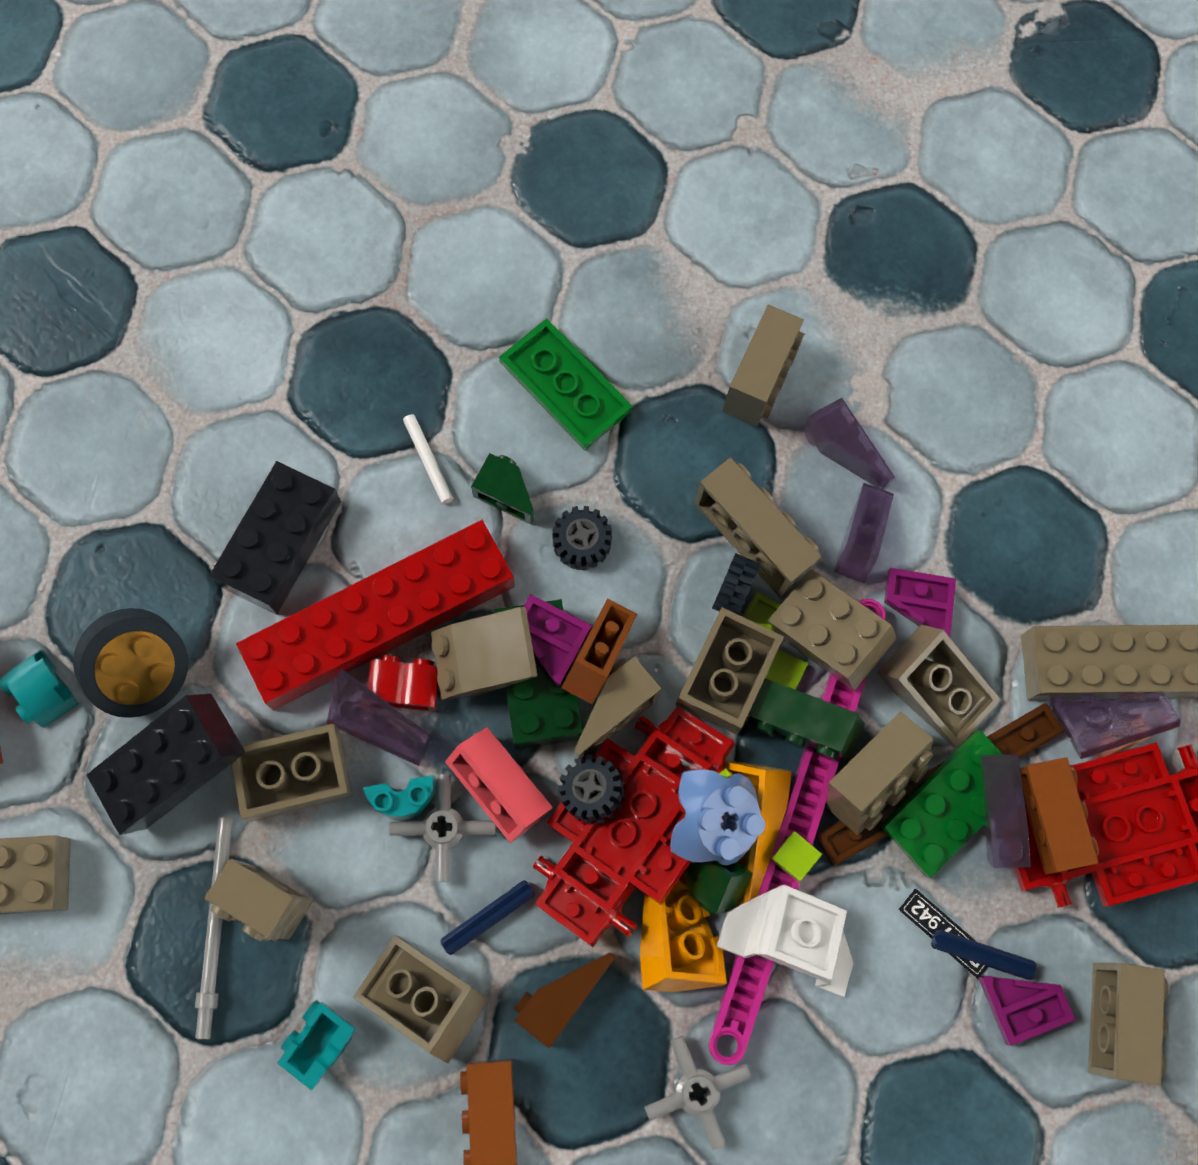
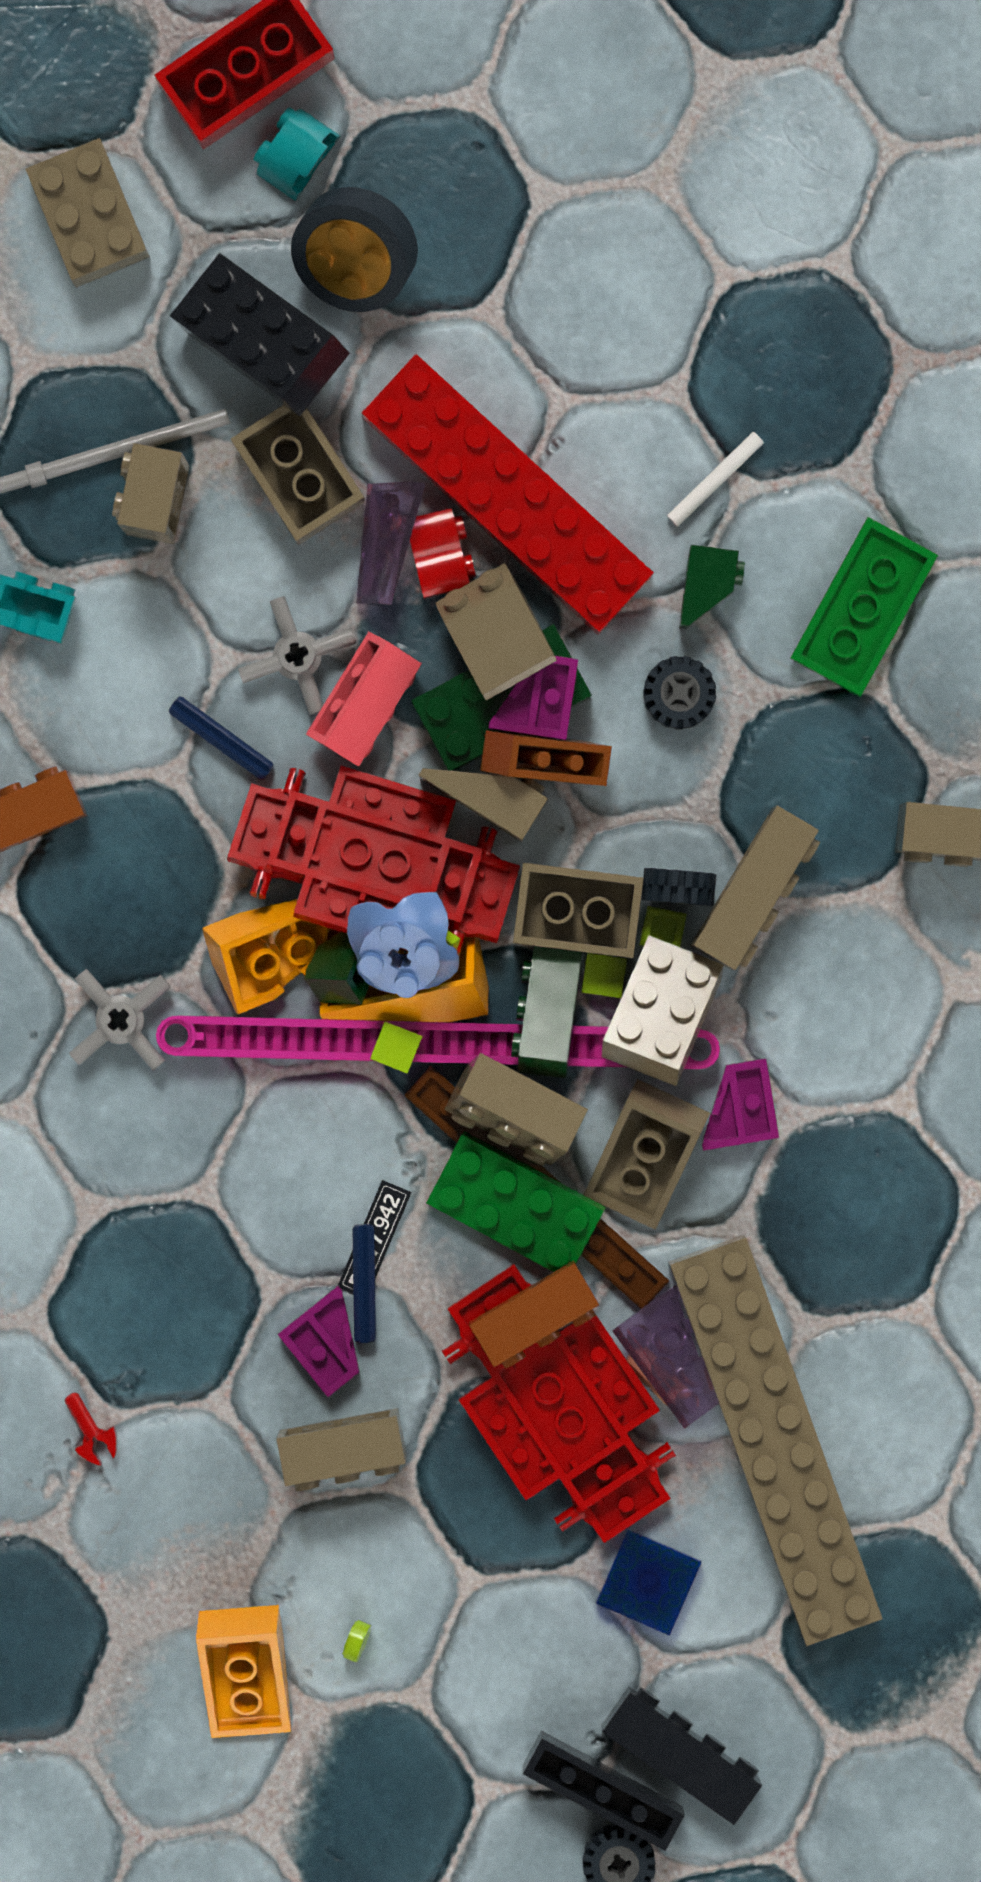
camera: 80 degrees right, 15 degrees up
(276, 537) = (555, 345): black brick -> none
(406, 803) = (305, 603): teal cylinder -> none
(421, 999) = (114, 698): dark tan slope -> none
(555, 1004) = (157, 841): reddish brown slope -> none
(586, 779) = (391, 788): black wheel -> none
(794, 933) = (312, 1071): white piece -> none
(846, 443) = (906, 957): clear purple slope -> none
(864, 533) = (801, 1016): clear purple slope -> none
(1004, 812) = (520, 1257): clear purple slope -> none

